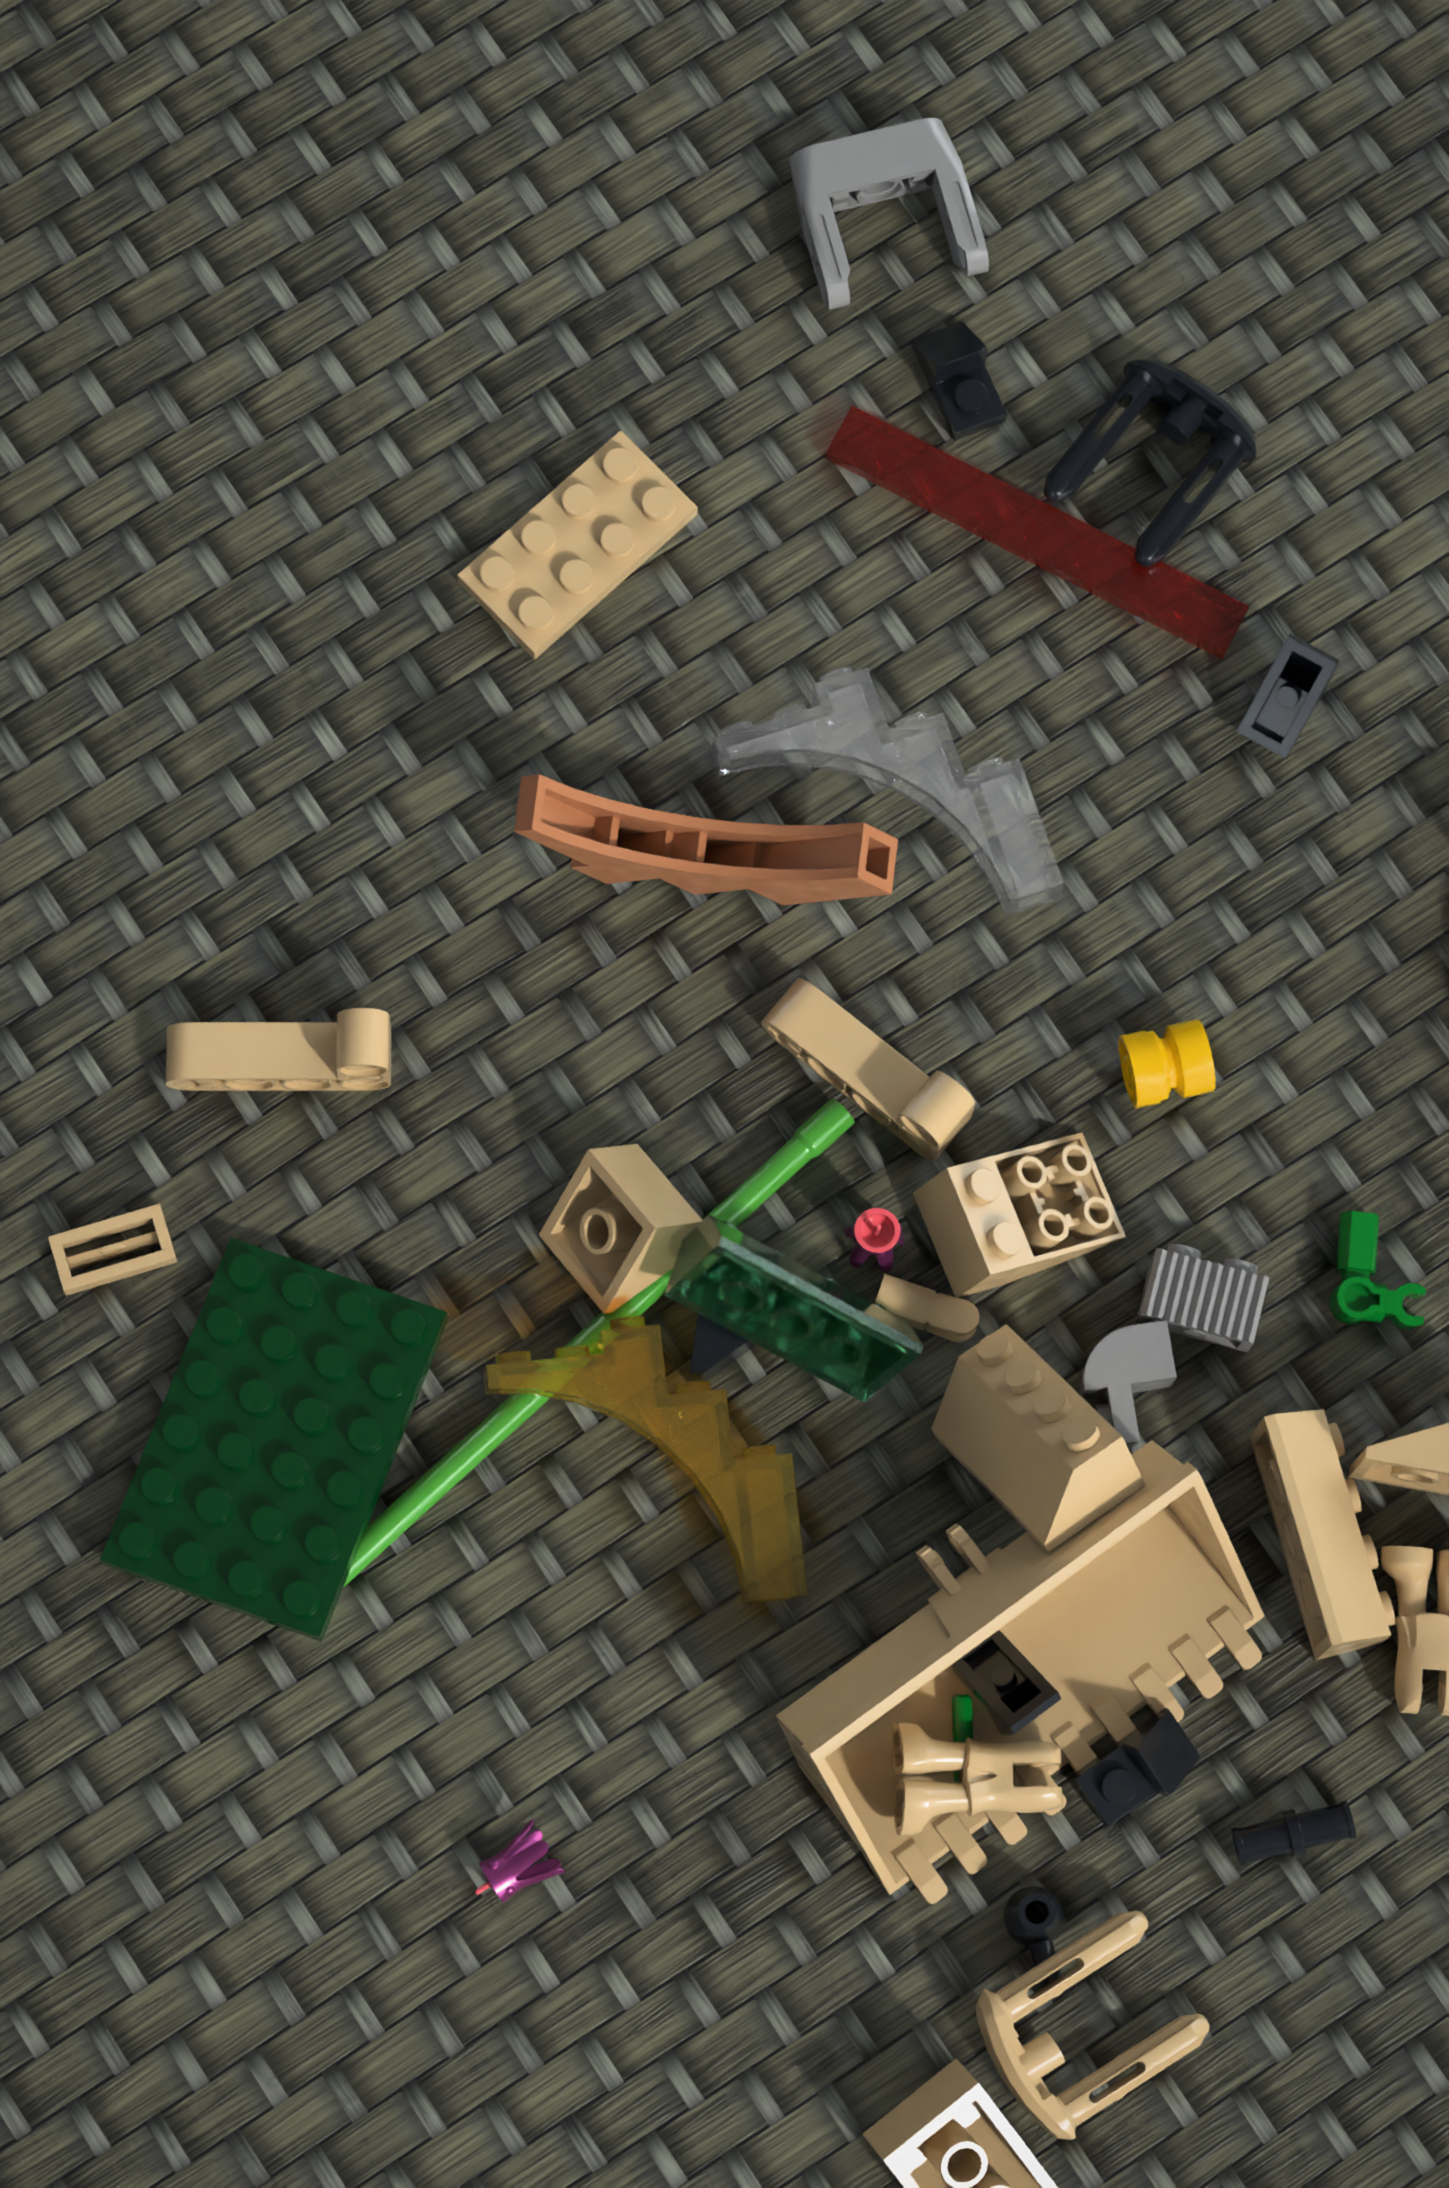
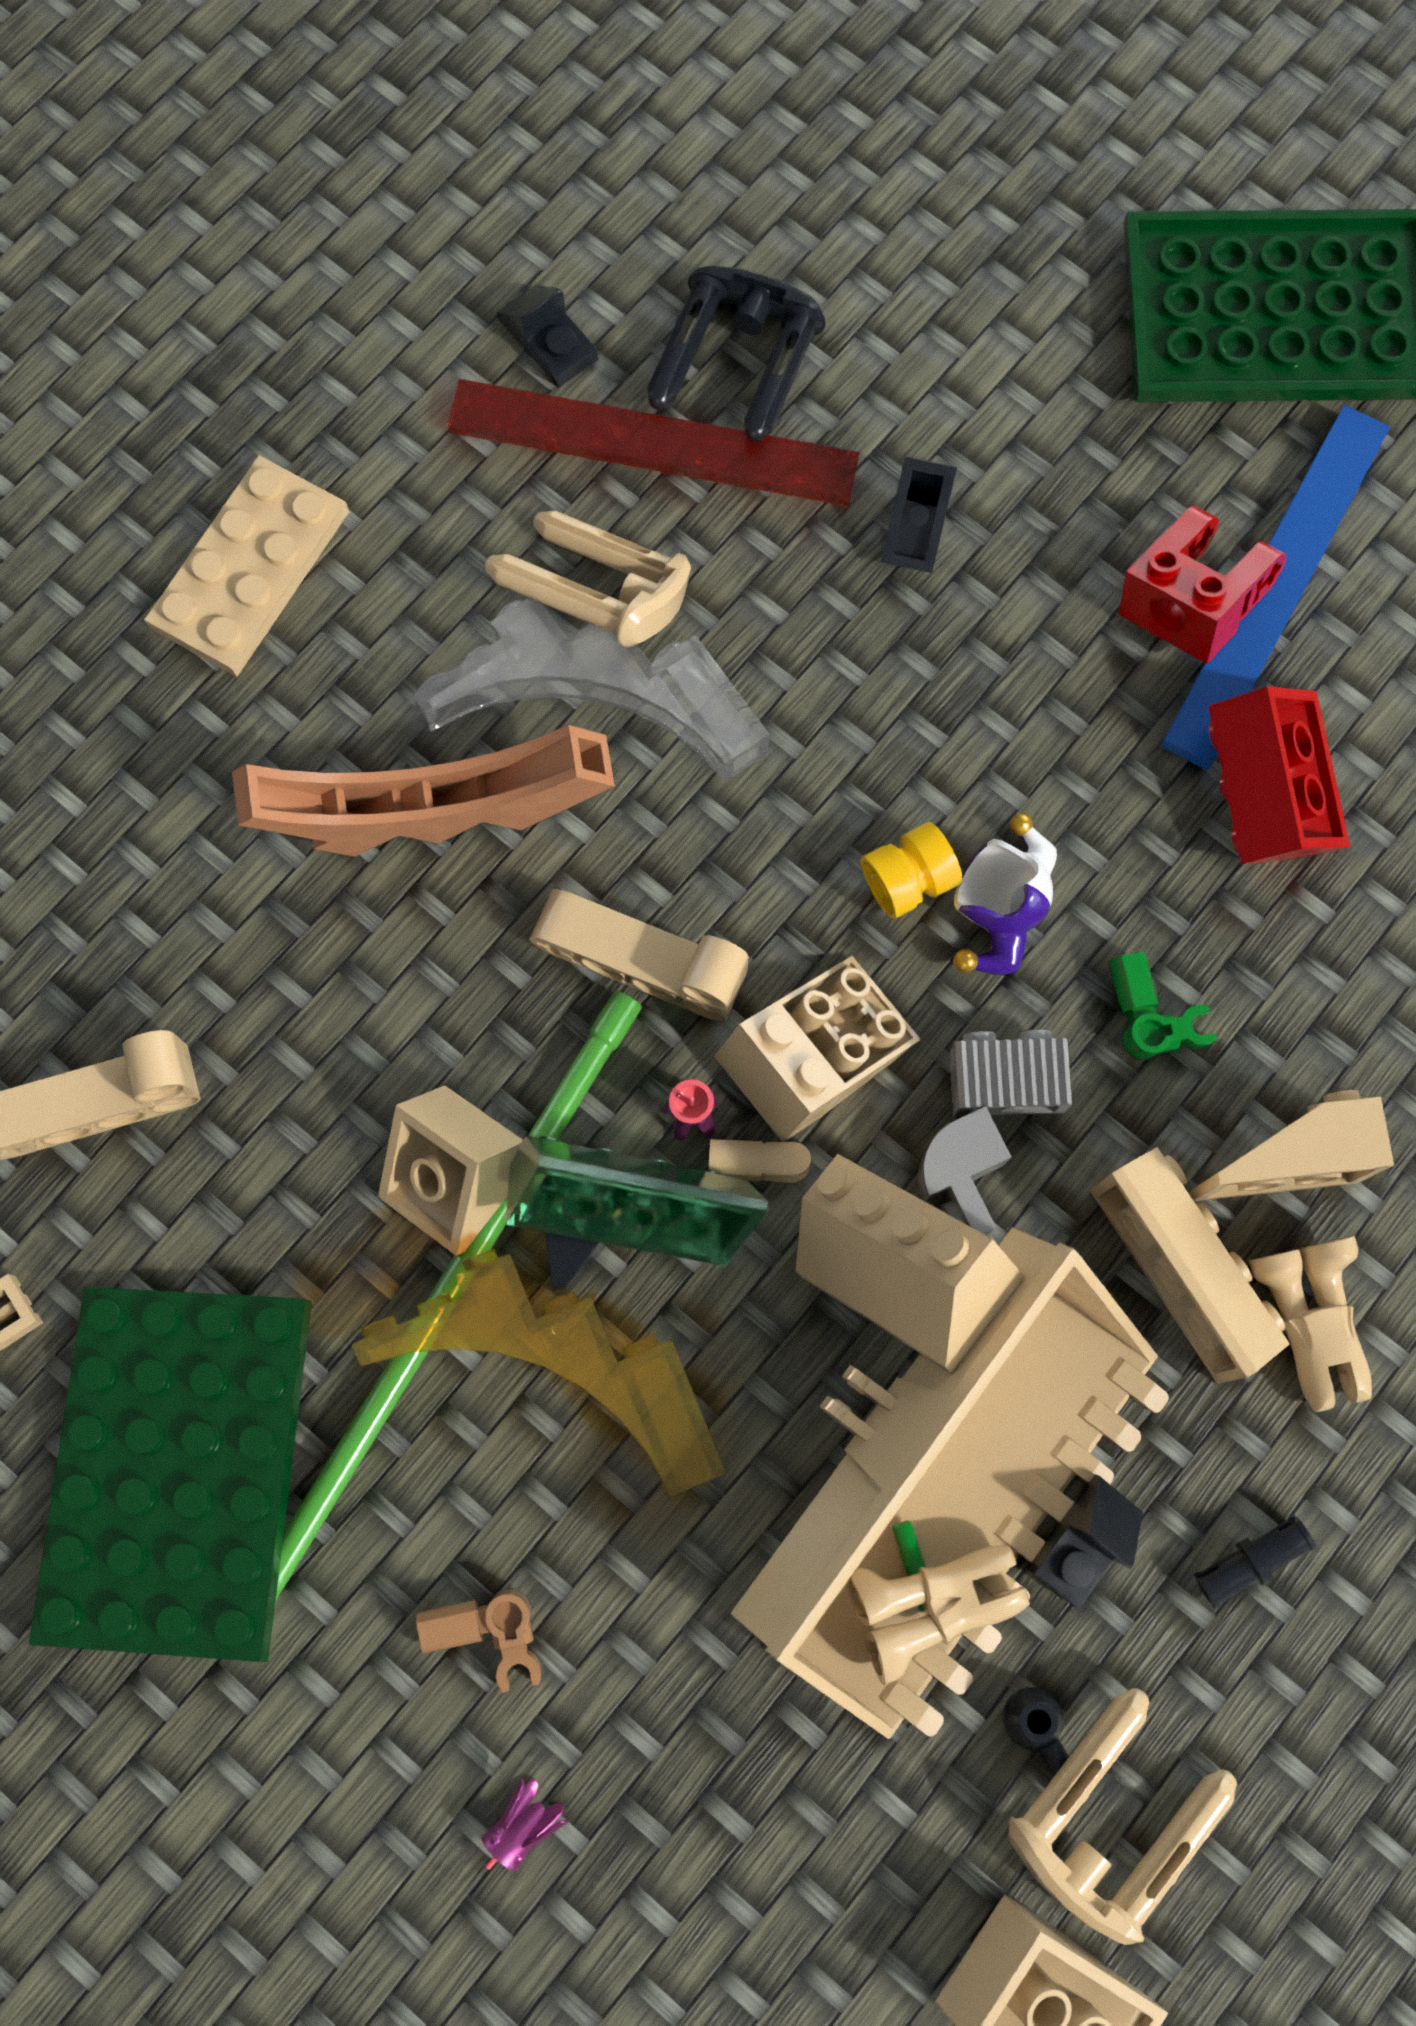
camera: 10 degrees left, 0 degrees up
(513, 1665) = (465, 1624): none -> medium nougat bar
(876, 169) = (426, 176): light grey connector -> none
(984, 711) = (647, 597): none -> tan piece
(1005, 1683) = (950, 1509): black slope -> none
(1255, 1118) = (1006, 896): none -> piece

